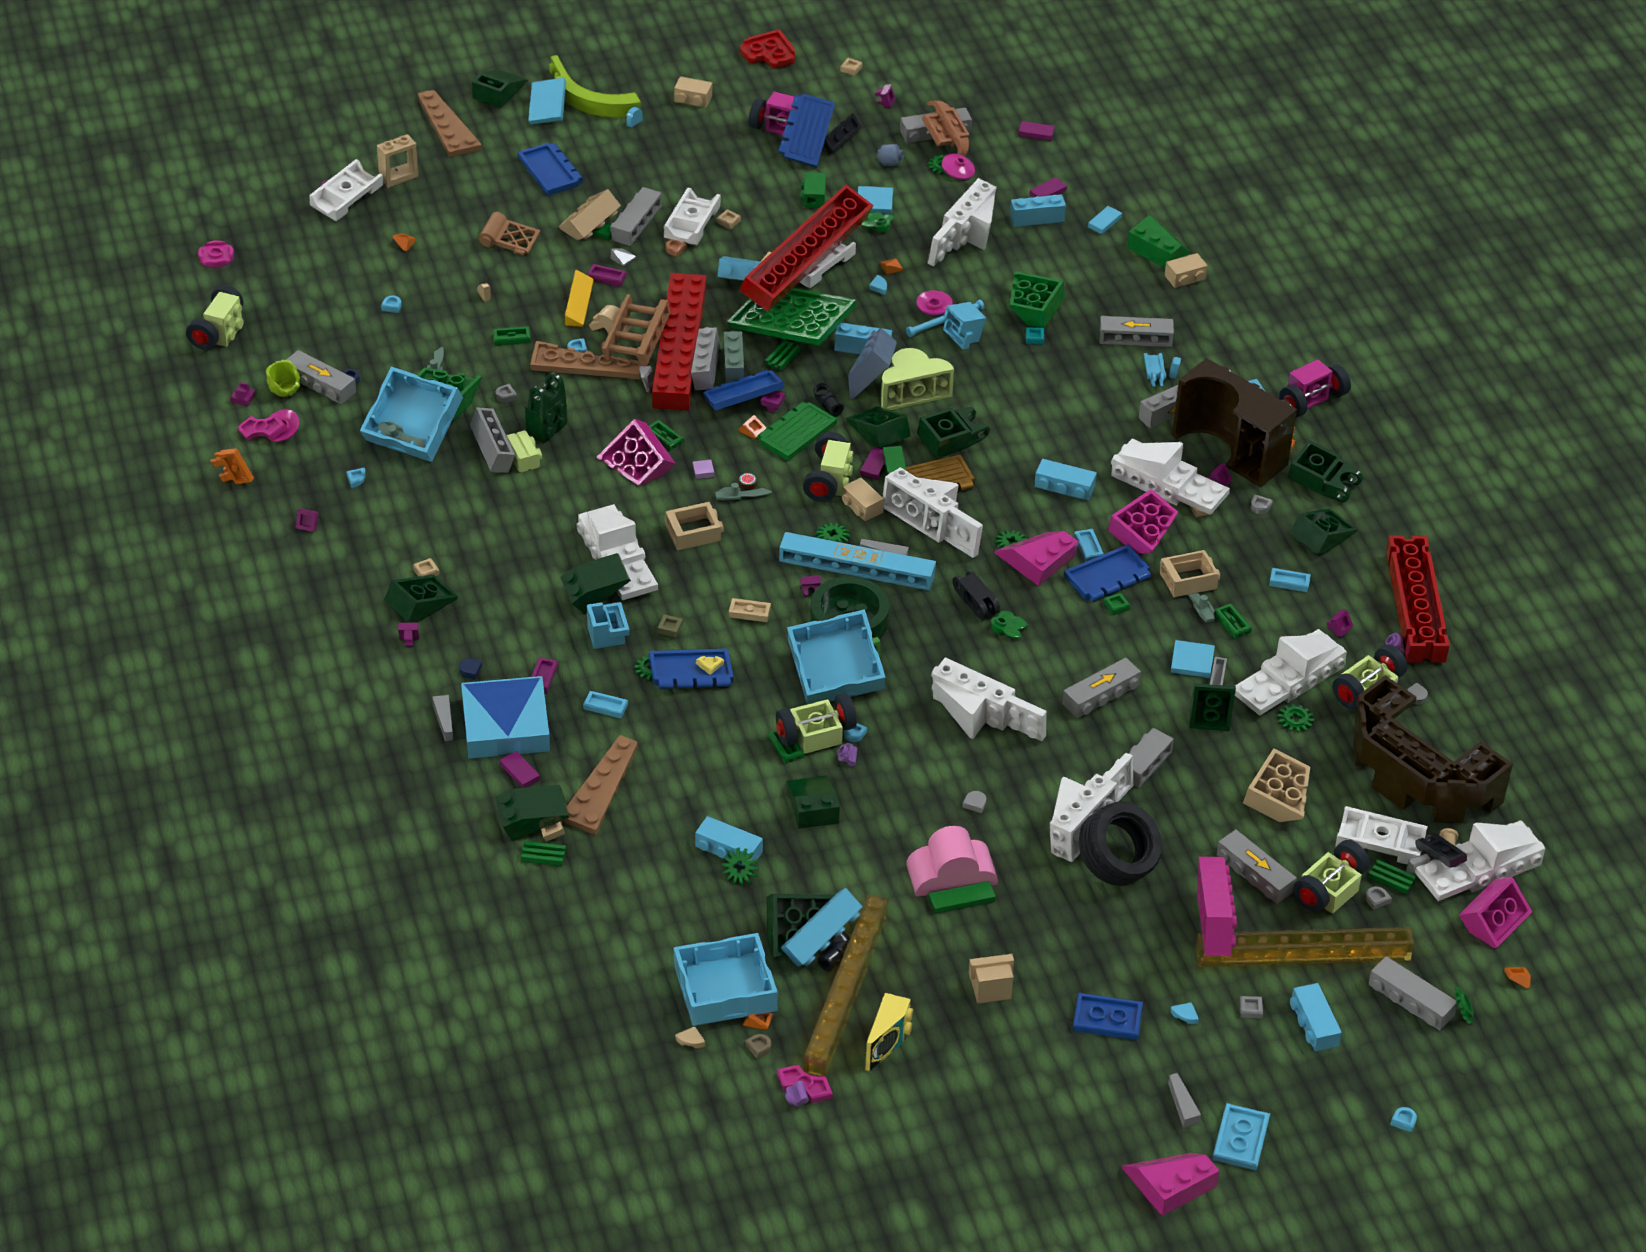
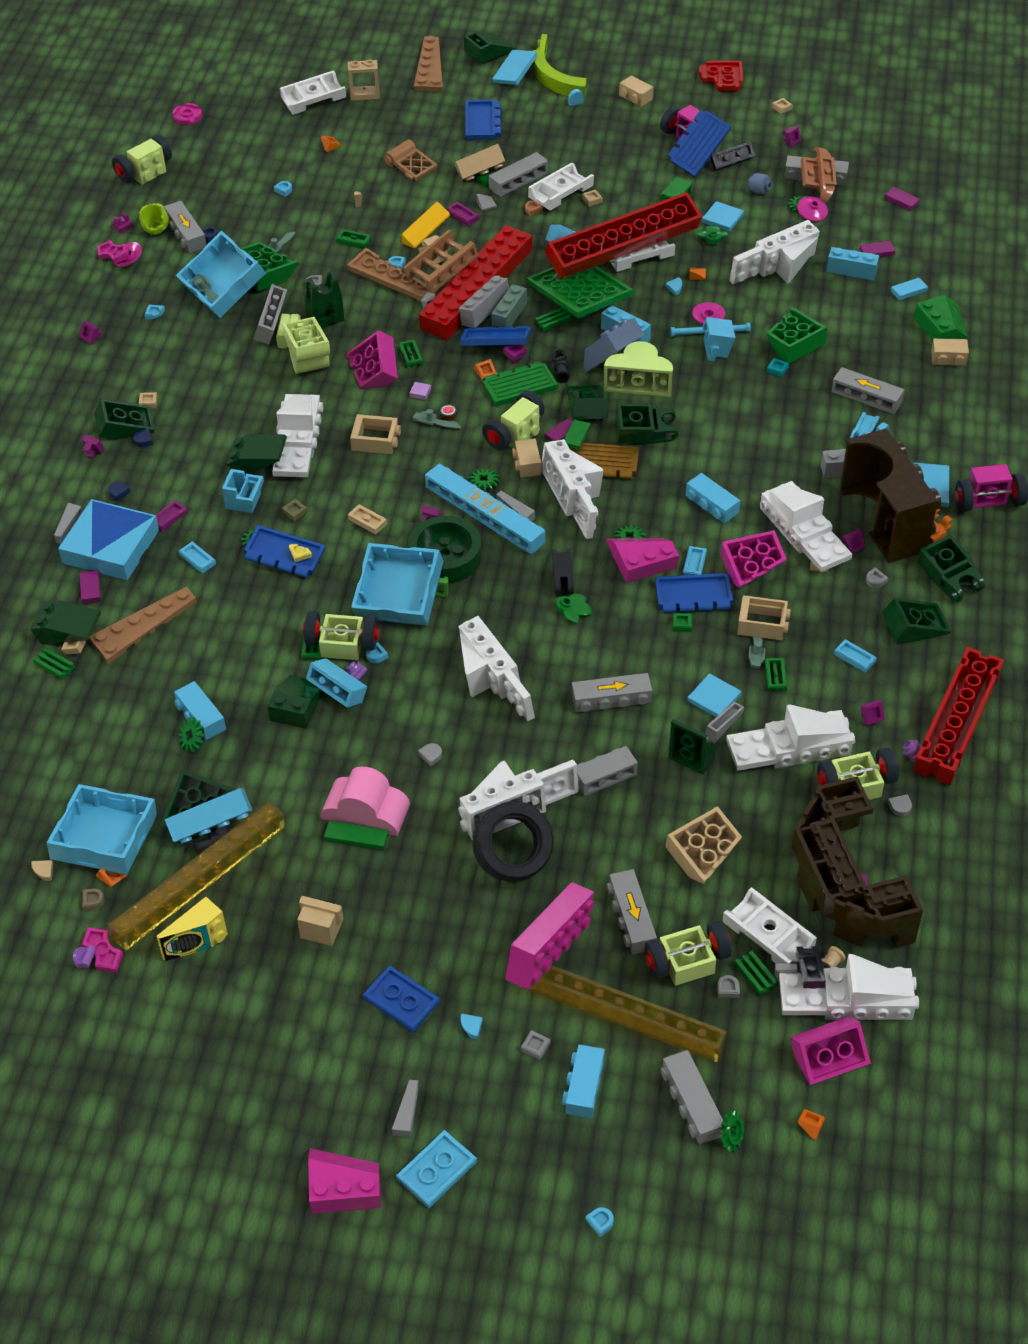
camera: 30 degrees right, 5 degrees up
(235, 466) = (66, 275): orange plate -> none
(453, 608) = (142, 438): none -> dark blue tile
(563, 457) = (307, 345): none -> yellowish green brick
(842, 769) = (336, 682): none -> medium azure brick
(1304, 718) = (767, 779): green gear -> none

